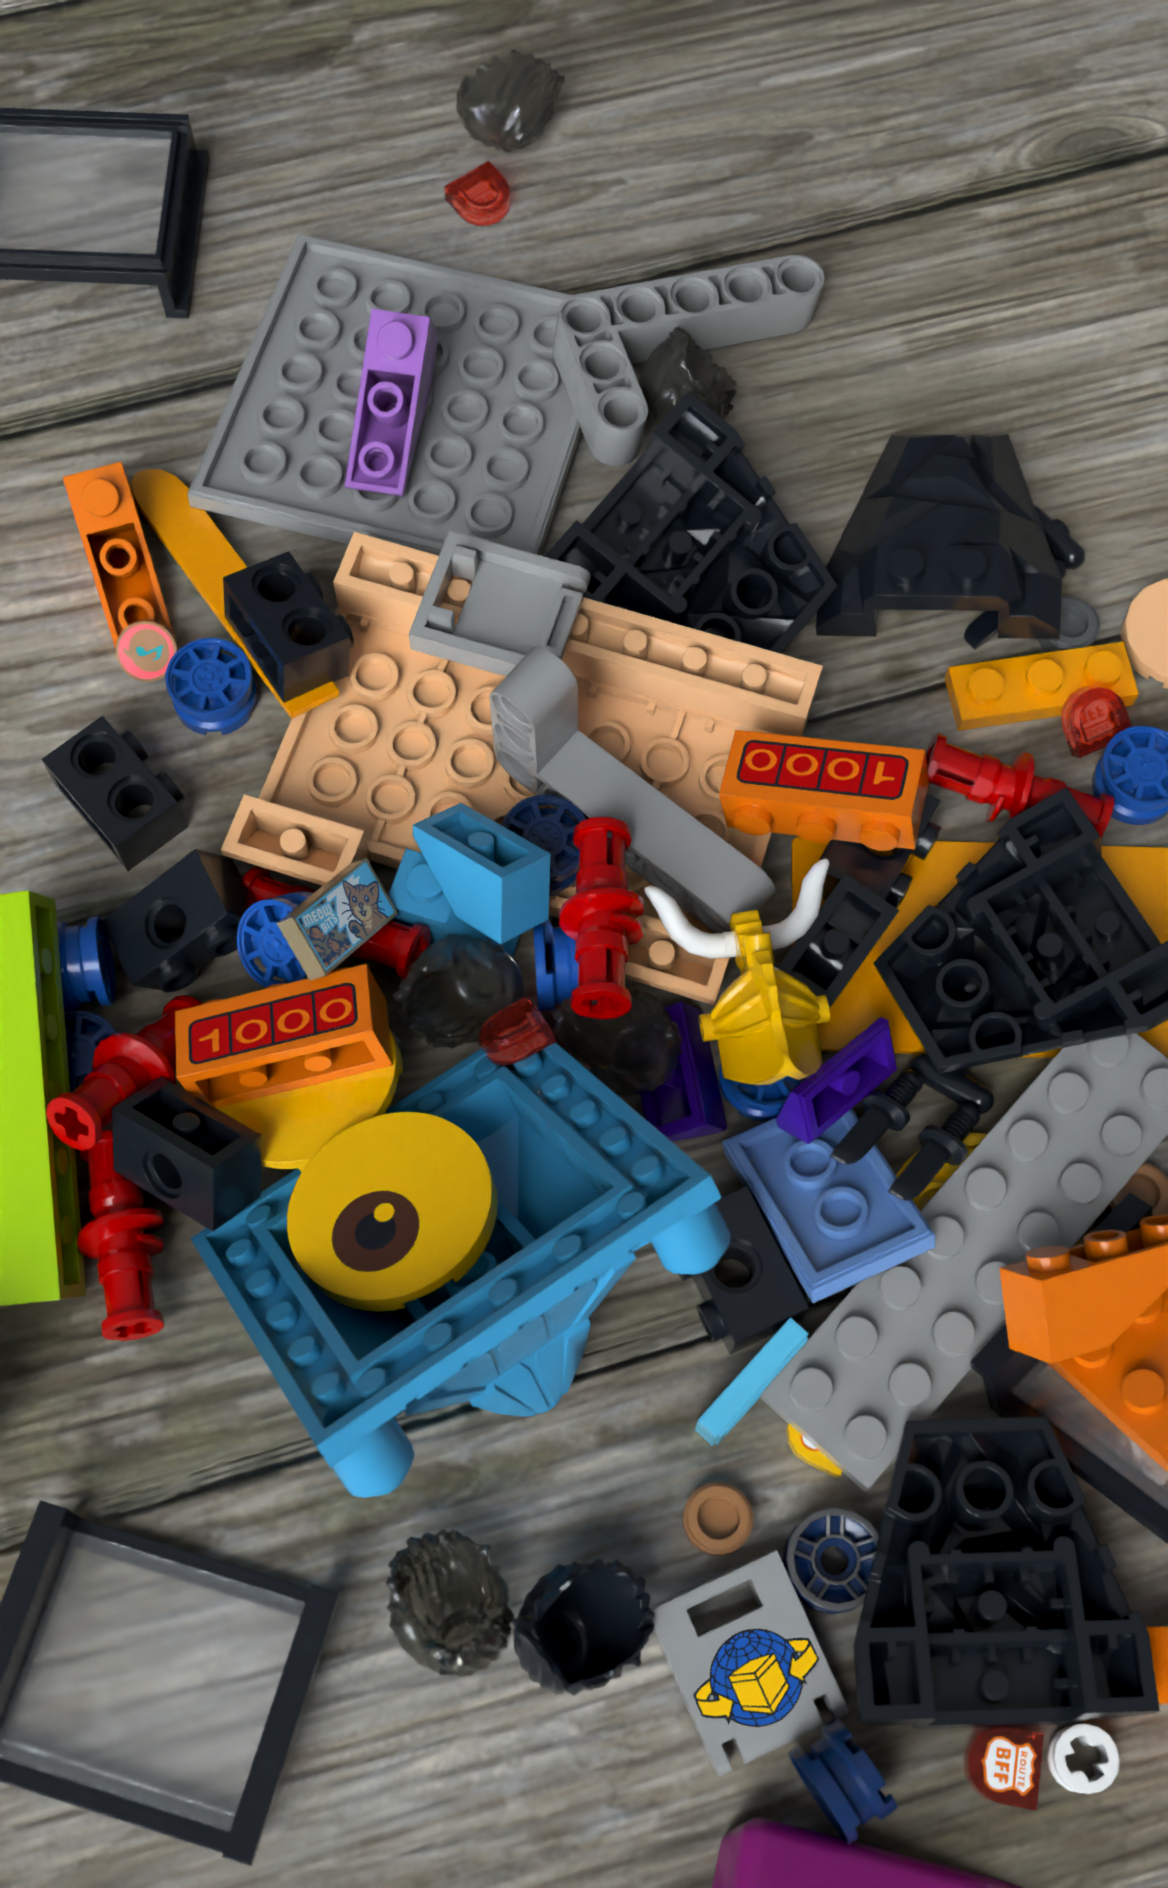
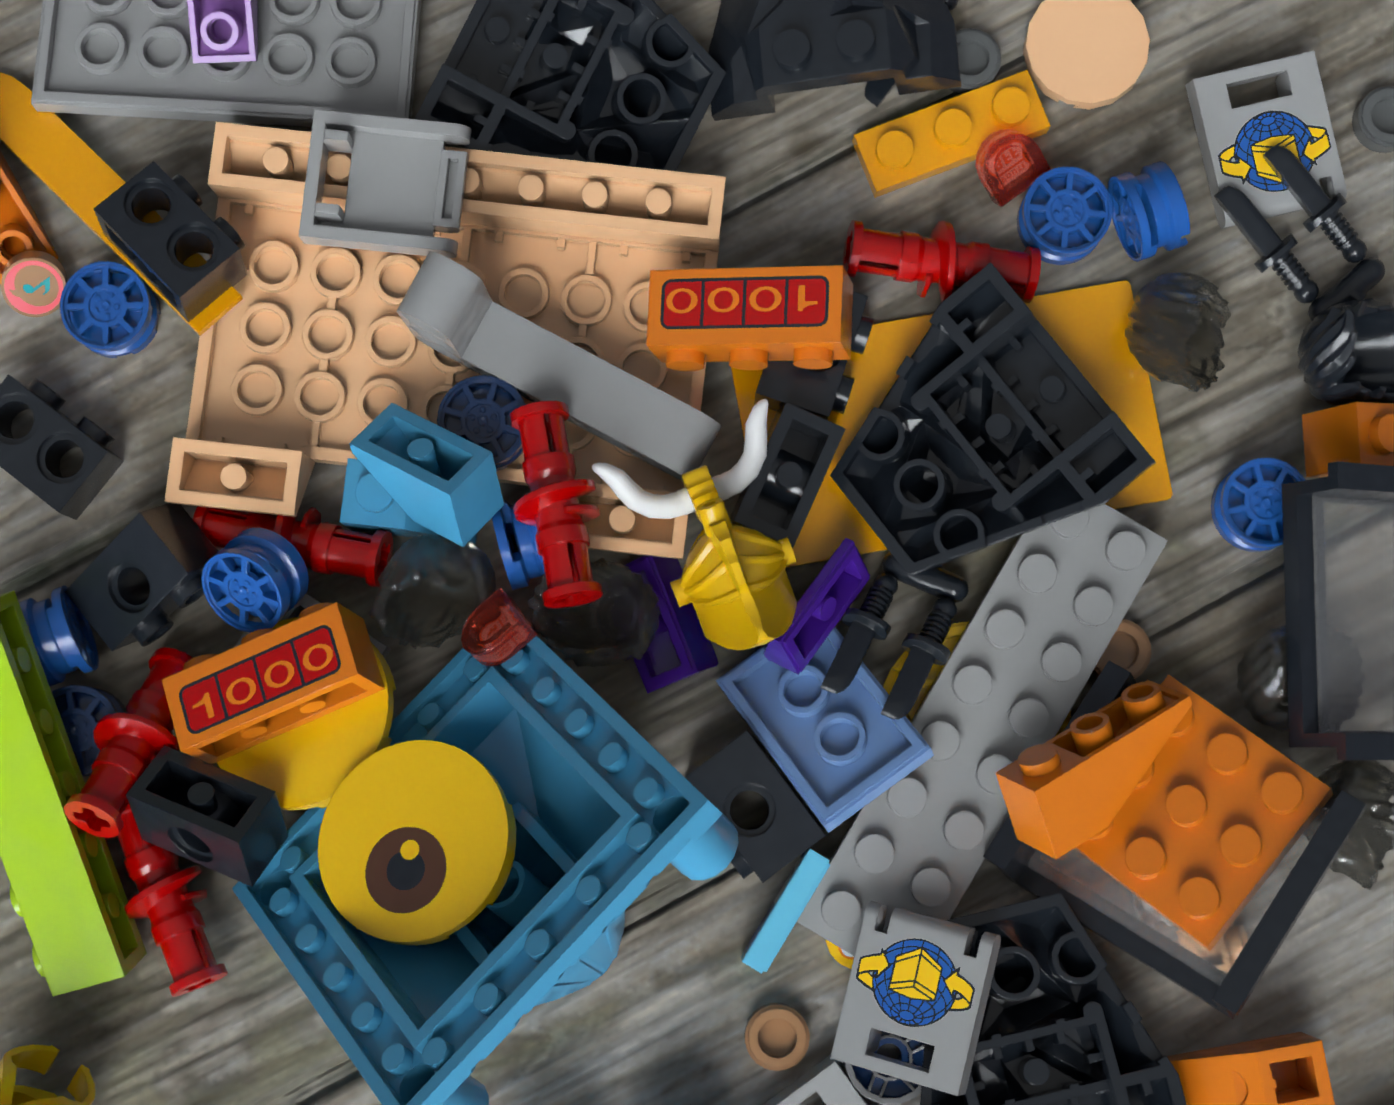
camera: 10 degrees left, 15 degrees up
(337, 919) = (297, 558): tile -> none
(884, 1474) = (918, 987): none -> light grey container

